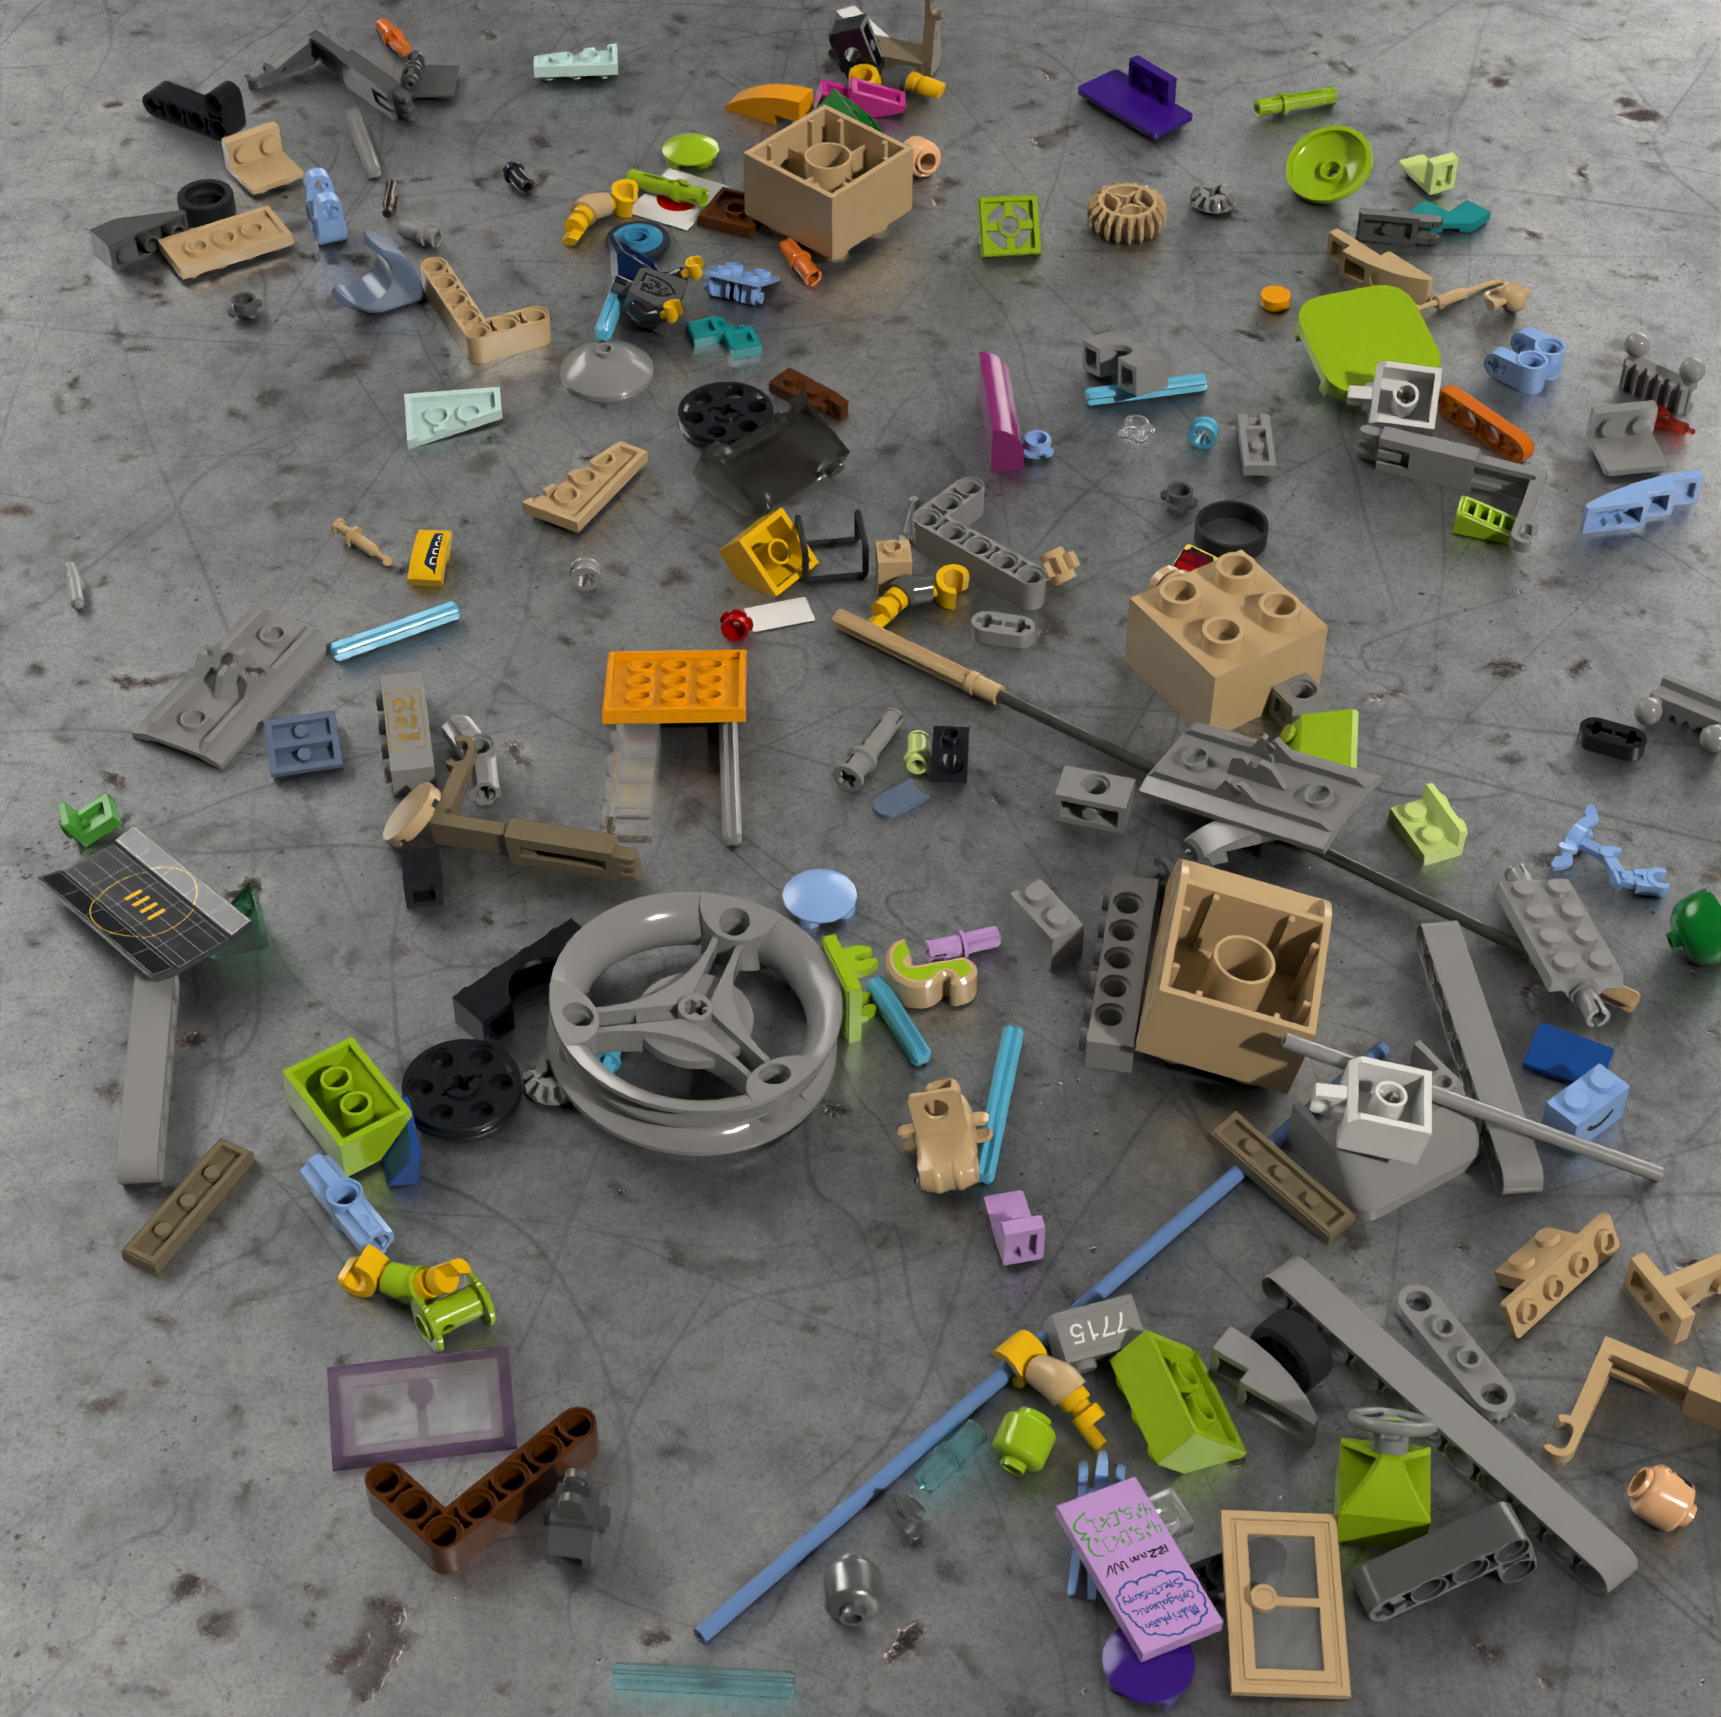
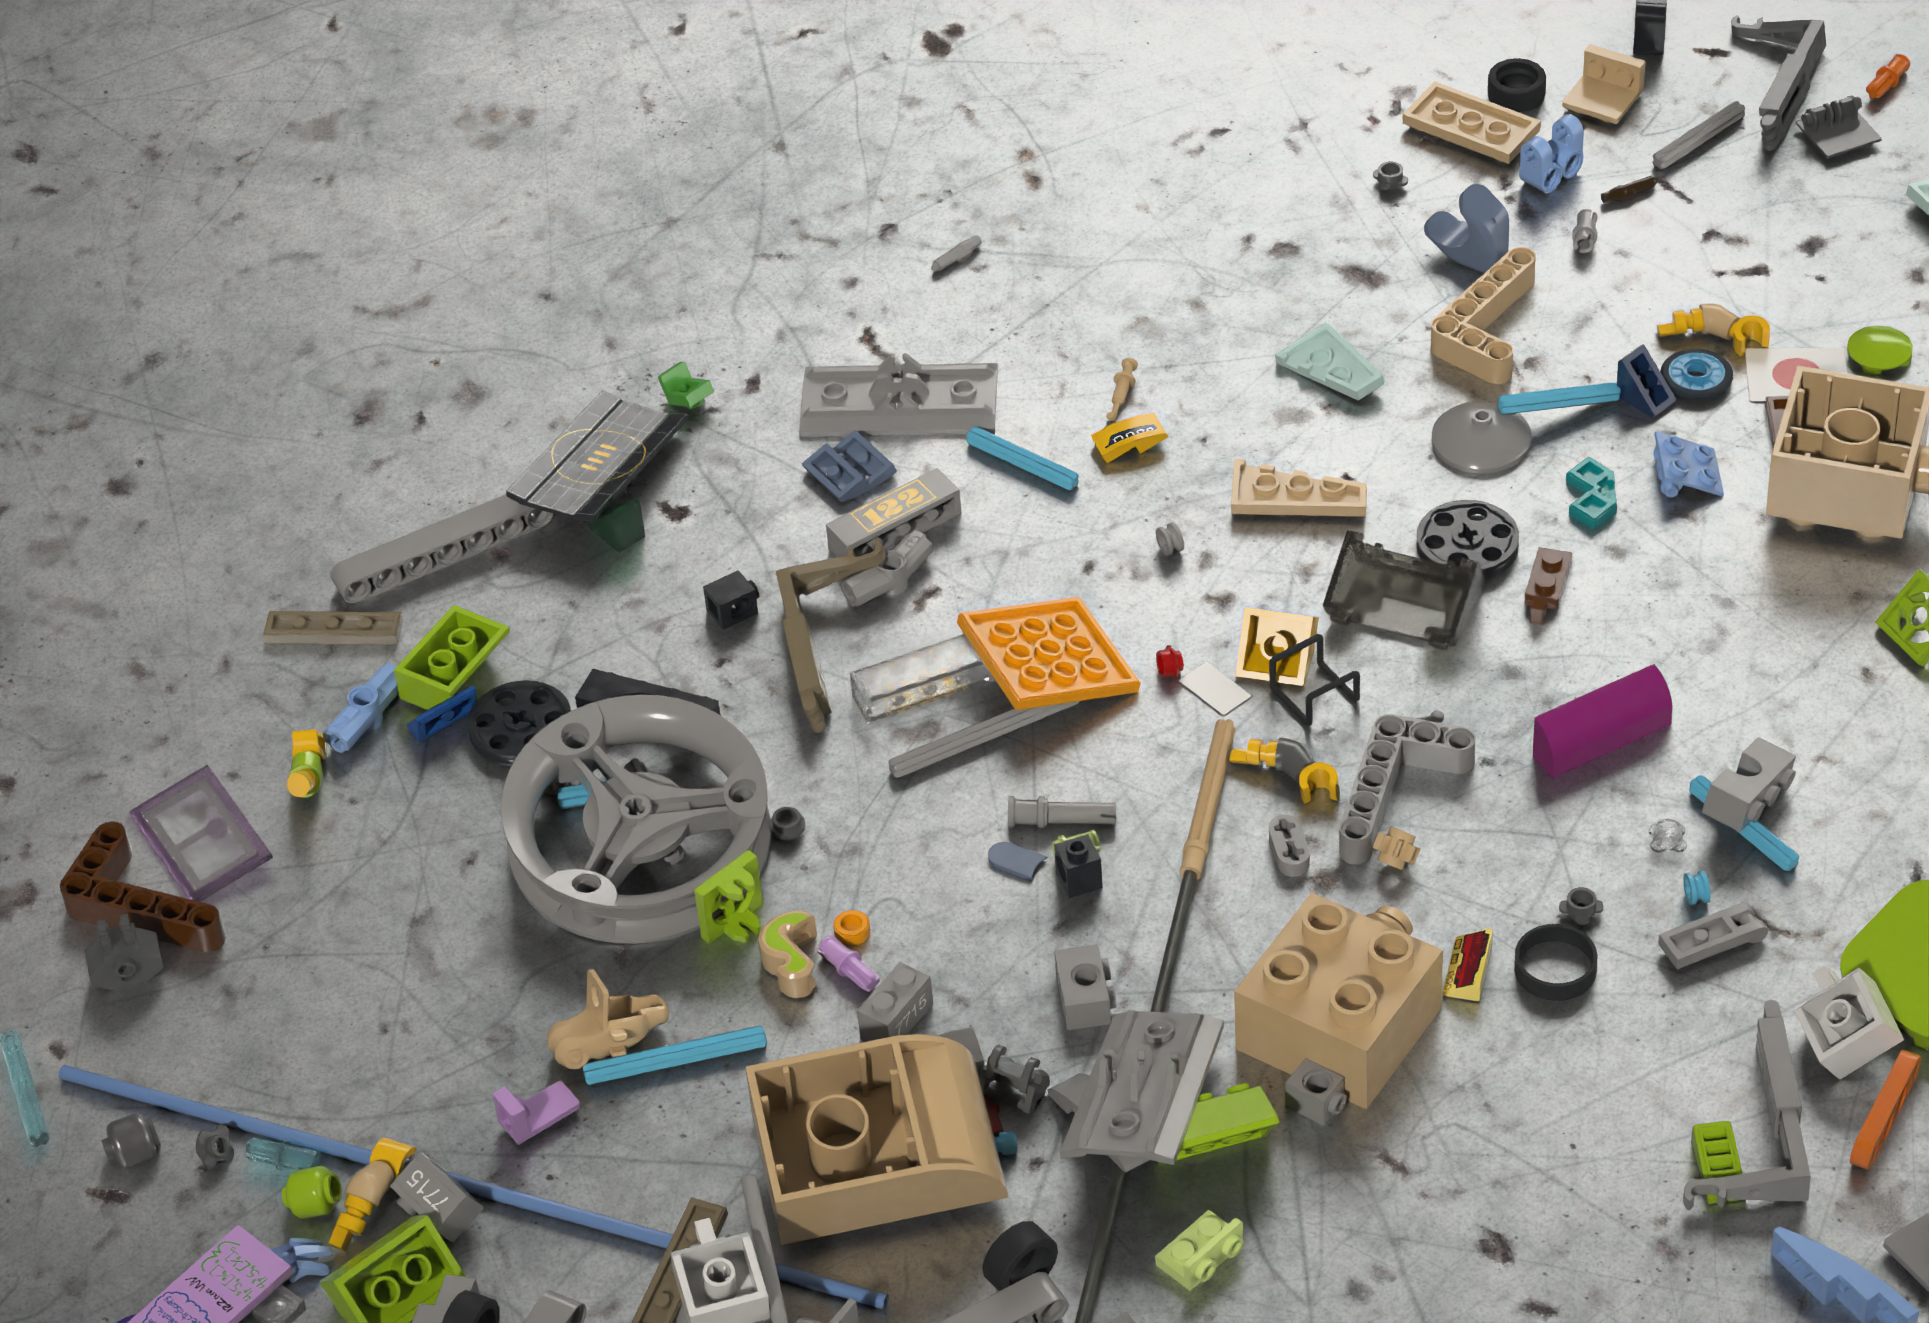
camera: 70 degrees right, 0 degrees up
(134, 237) = (1423, 62): dark grey slope -> none
(411, 814) = (784, 560): tan tile -> none
(453, 1311) = (273, 802): lime hose -> none
(514, 173) = (1730, 249): black pin -> none
(656, 296) = (1597, 418): torso -> none
(677, 189) = (1794, 335): lime pin -> none
(800, 262) = (1749, 495): orange axle -> none
(819, 897) = (856, 851): light blue dish -> none
(891, 561) = (1313, 726): tan brick -> none
(898, 1021) = (730, 960): medium azure axle -> none
(914, 928) = (852, 927): none -> light orange tile
(1037, 444) = (1586, 771): light blue plate -> none
(1403, 930) = (1018, 1254): none -> black tyre

